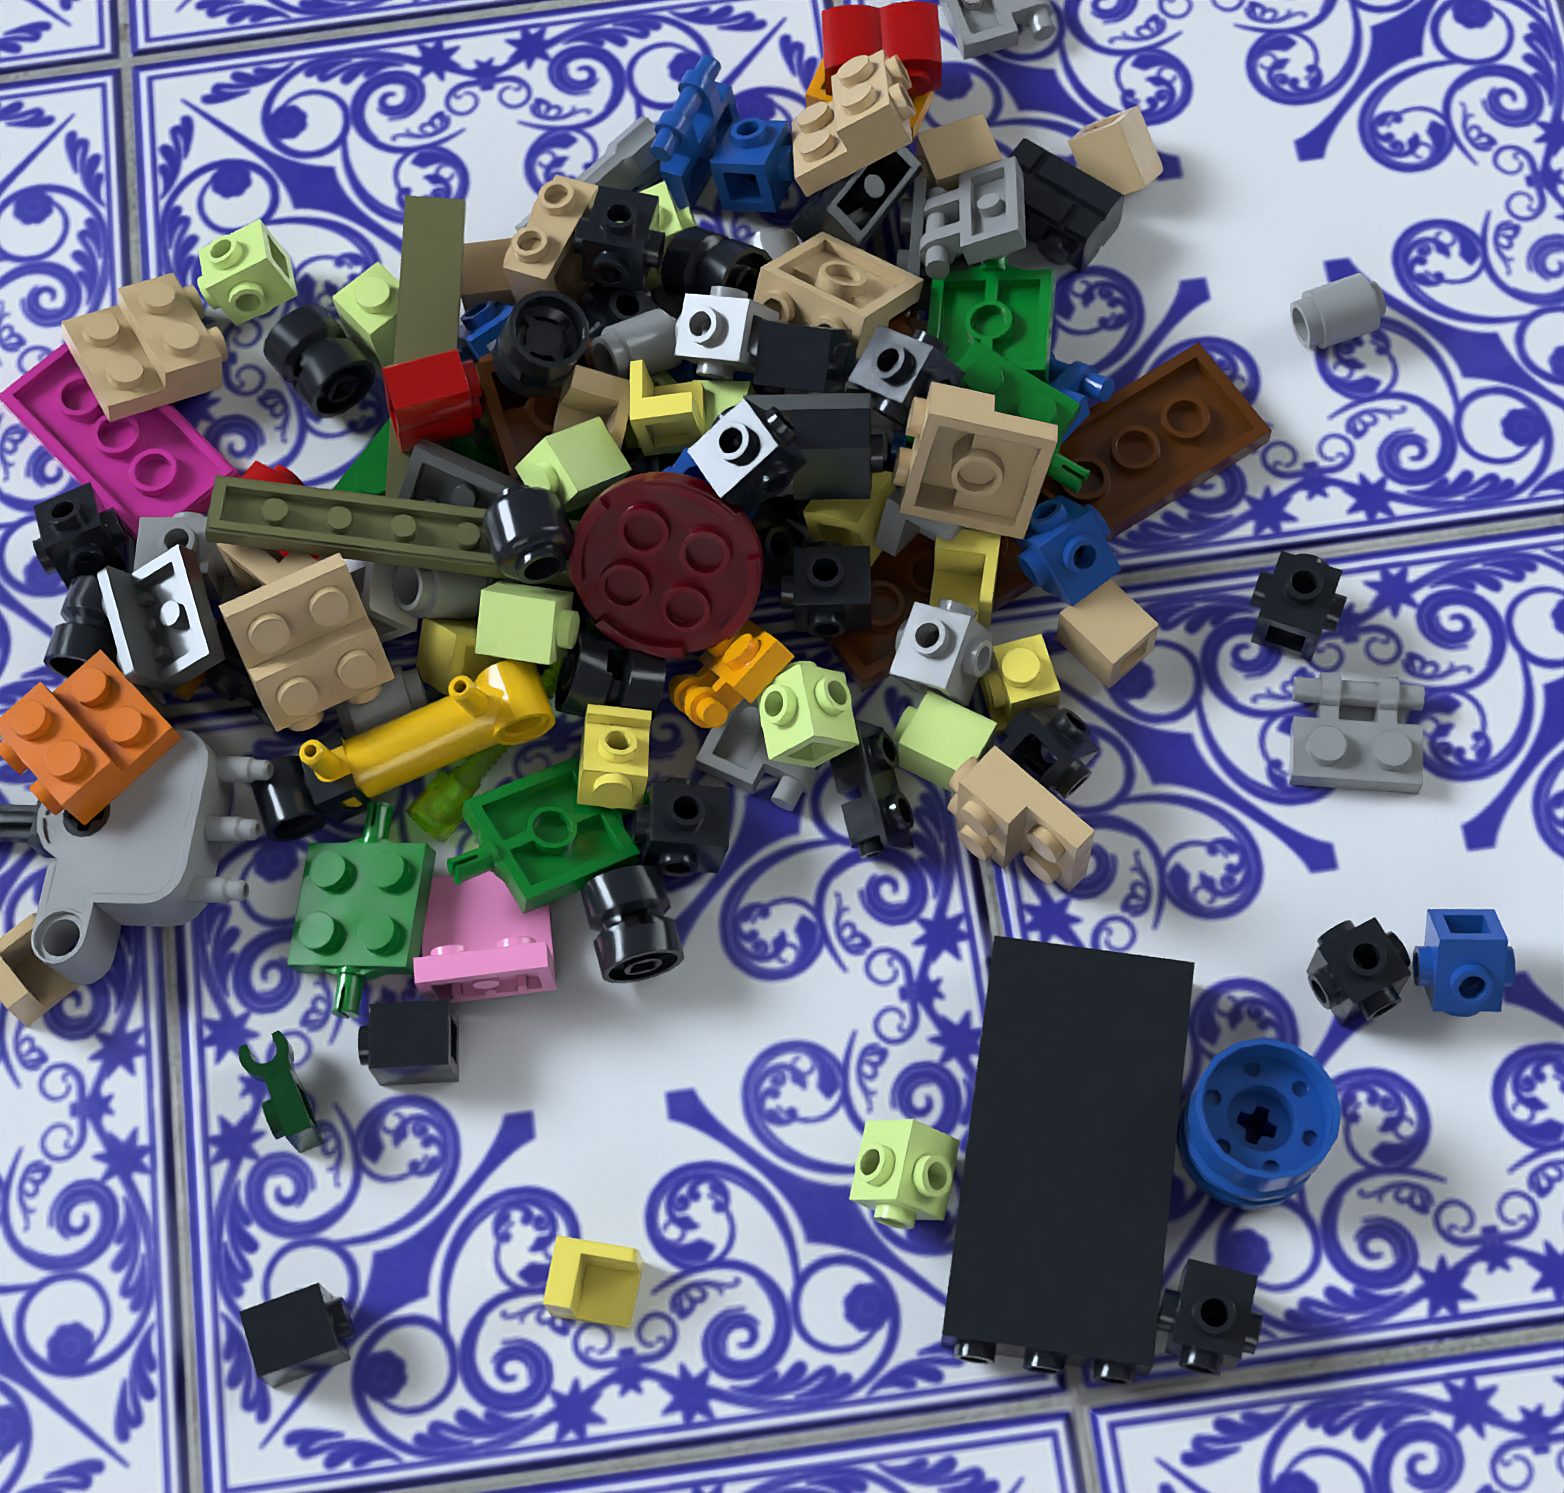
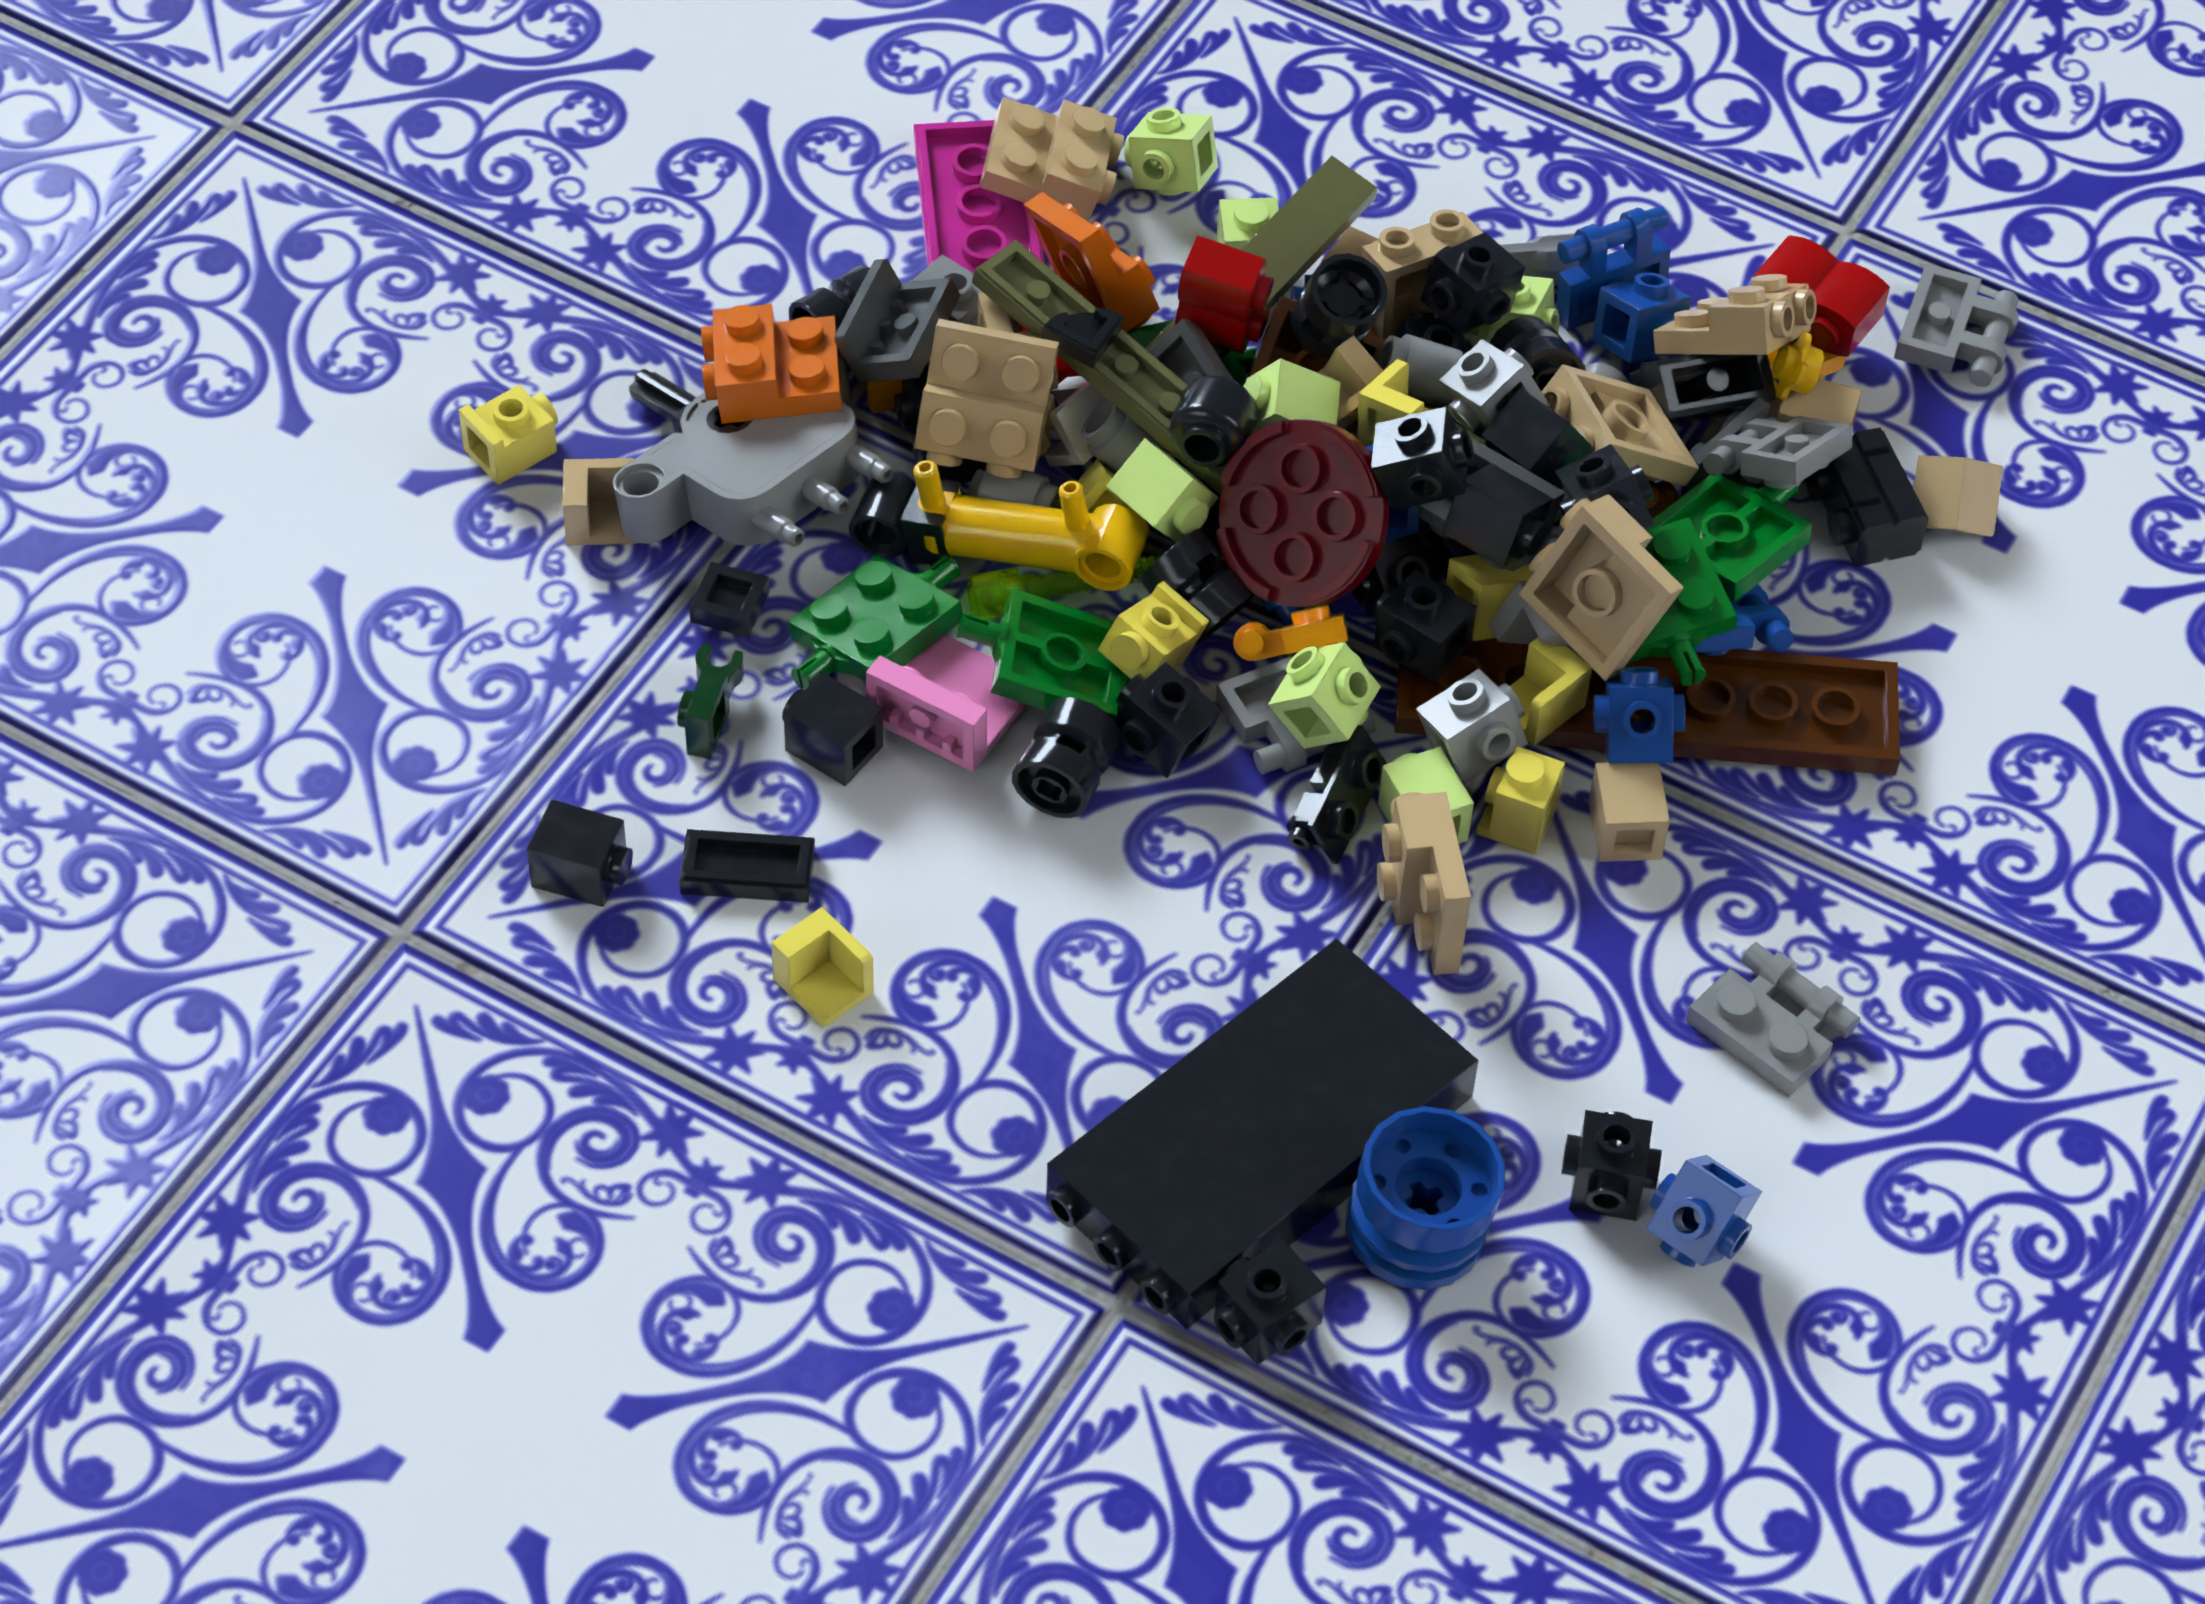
camera: 30 degrees right, 15 degrees down
(78, 535) = (891, 235): black brick -> none
(219, 981) = (729, 599): none -> black plate
(278, 433) = (1093, 261): none -> orange plate
(319, 361) = (1166, 232): black wheel -> none
(349, 526) = (1084, 334): none -> black tile
(443, 1226) = (747, 865): none -> black tile
(904, 1172) = (1120, 1049): yellowish green brick -> none
(930, 130) = (1797, 367): none -> yellow plate
(1052, 729) = (1499, 851): black brick -> none
(1296, 604) = (1801, 888): black brick -> none
(1338, 311) = (2041, 716): light grey brick -> none

